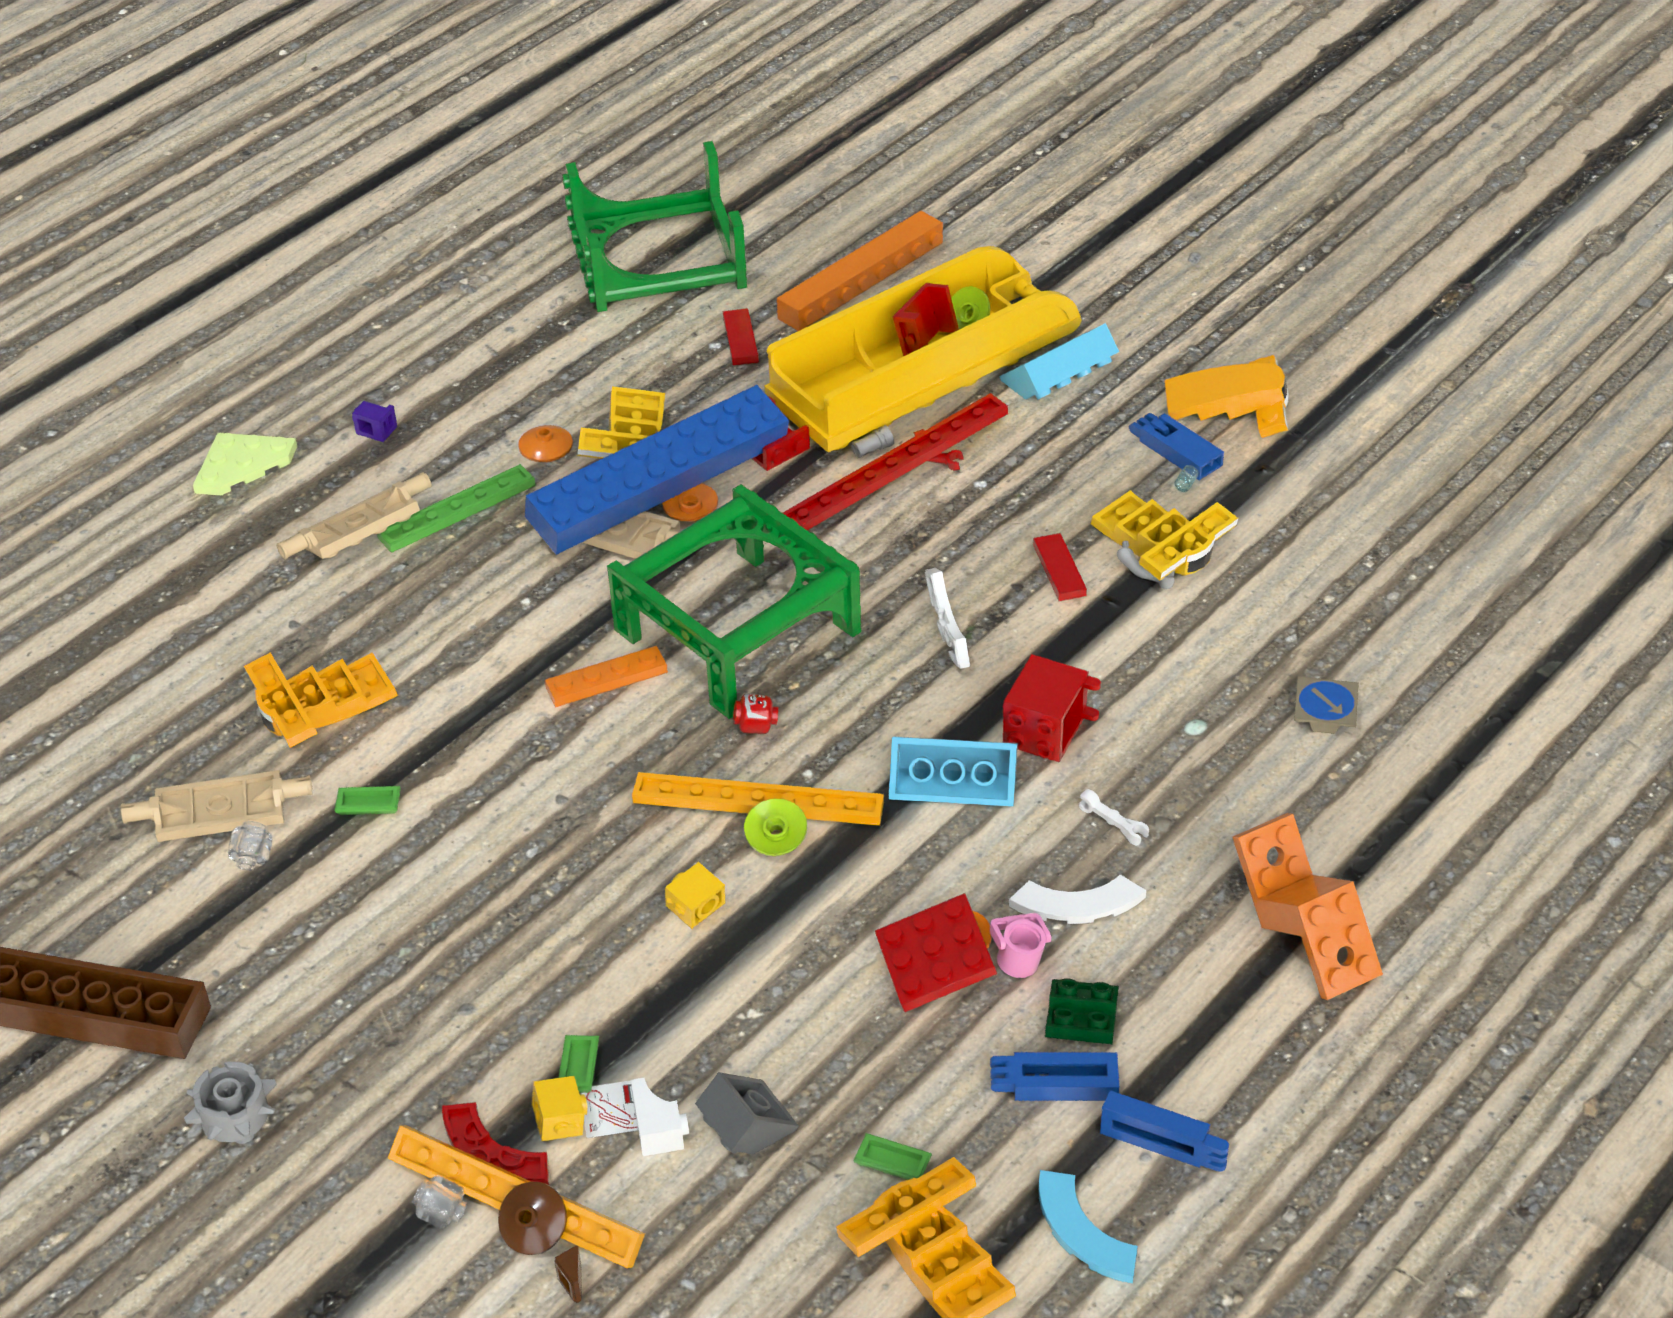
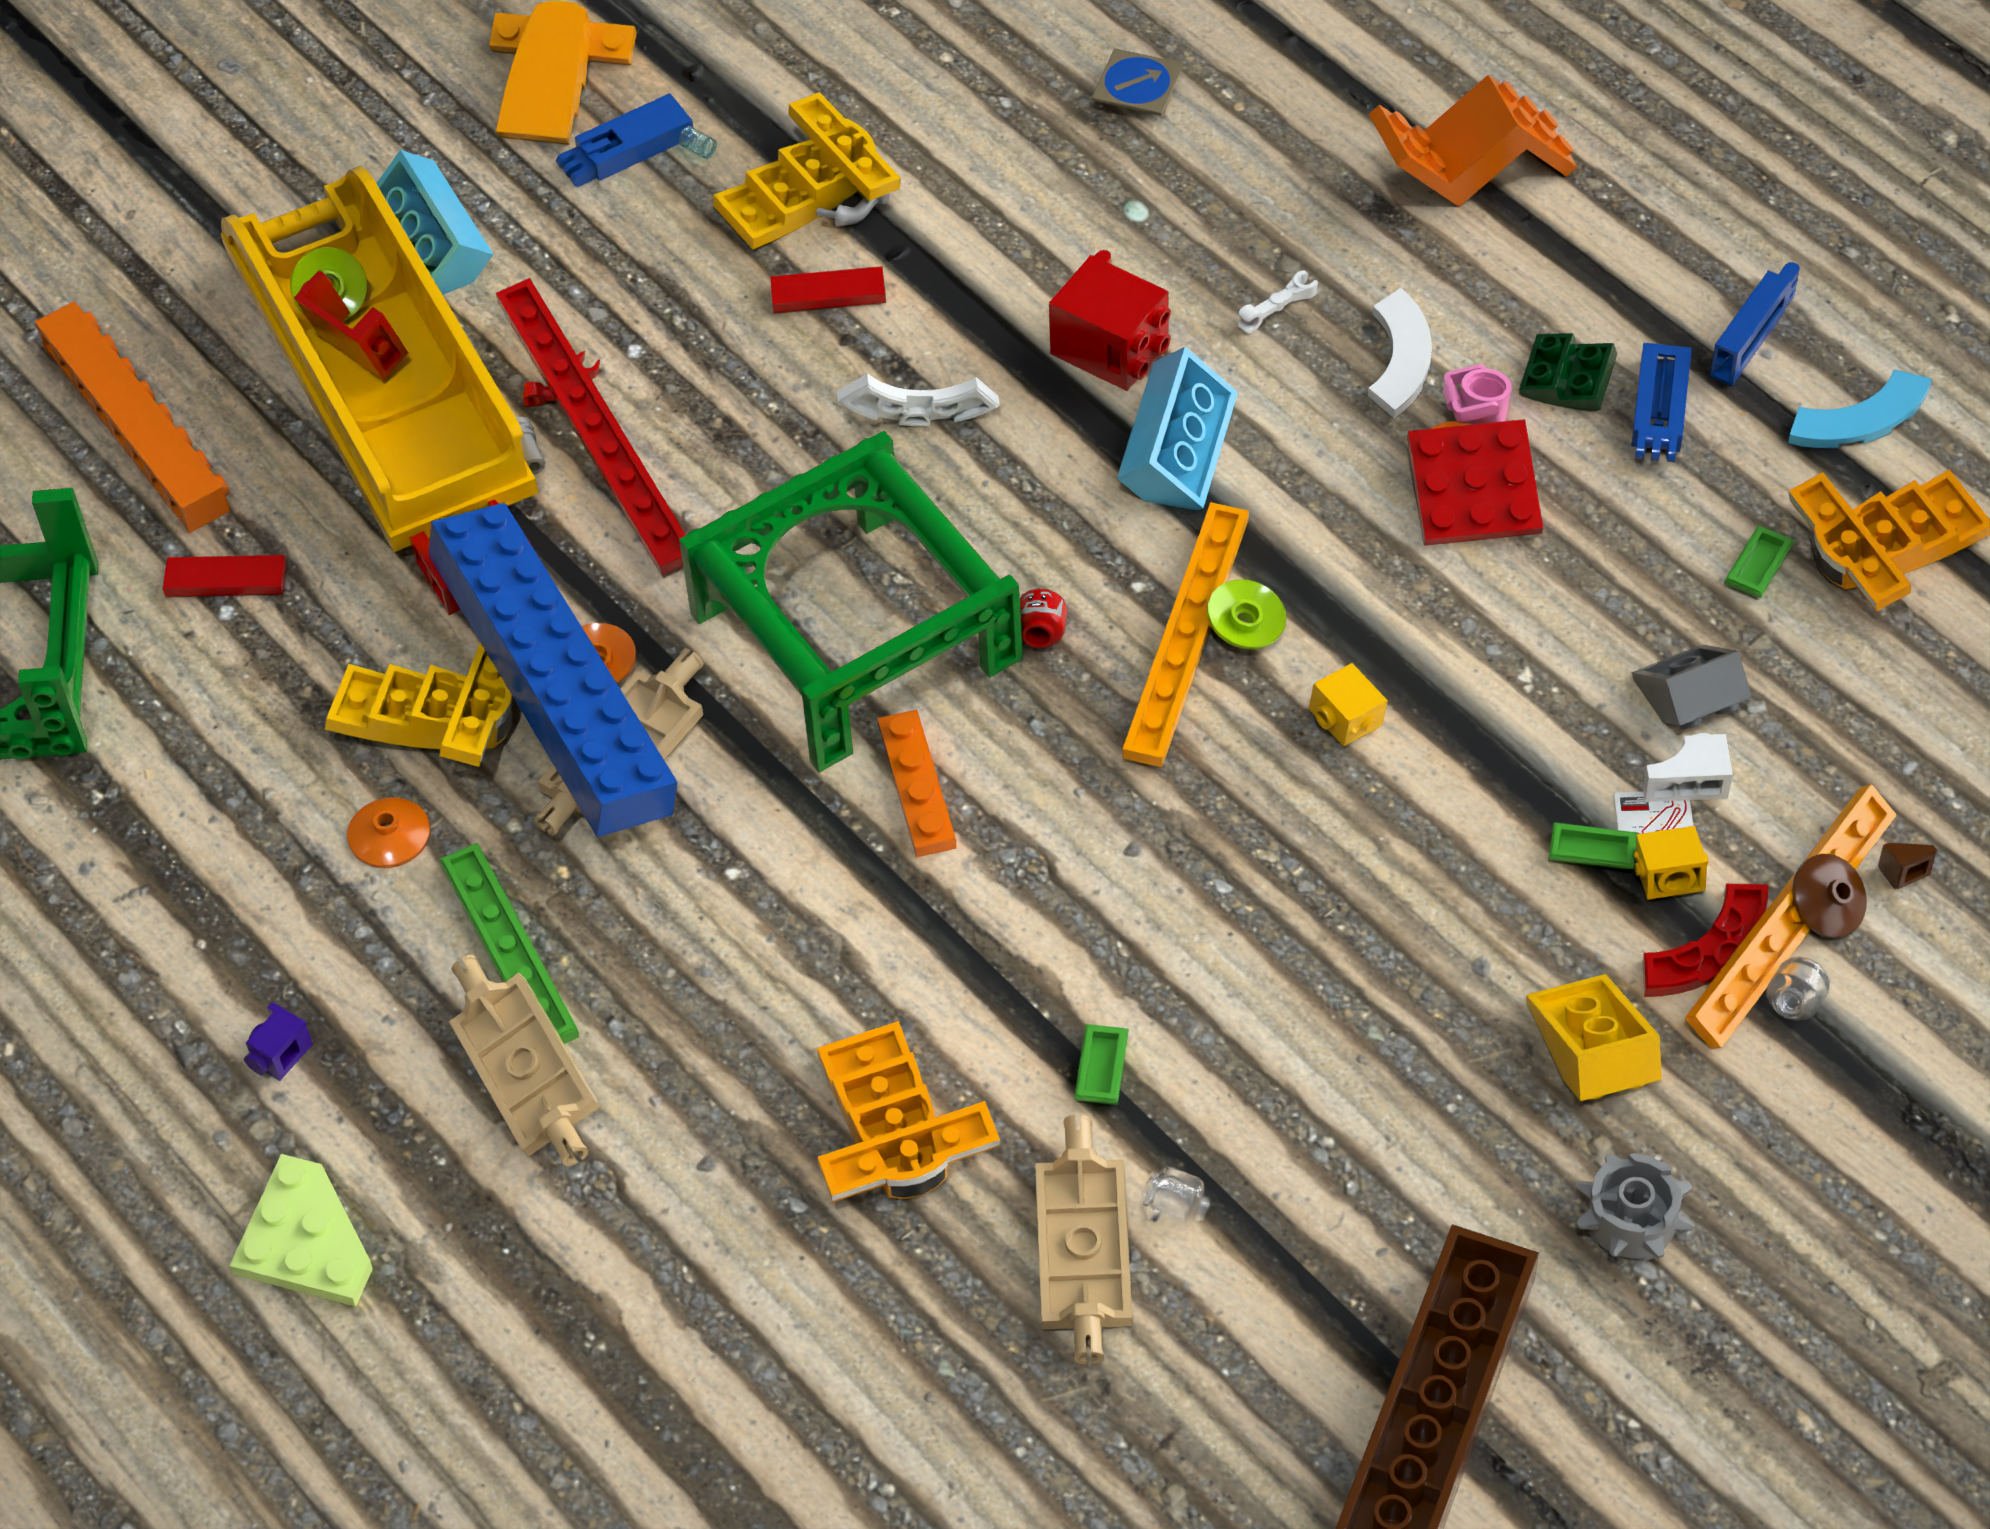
camera: 80 degrees left, 10 degrees up
(391, 1072) = (1596, 1037): none -> yellow slope

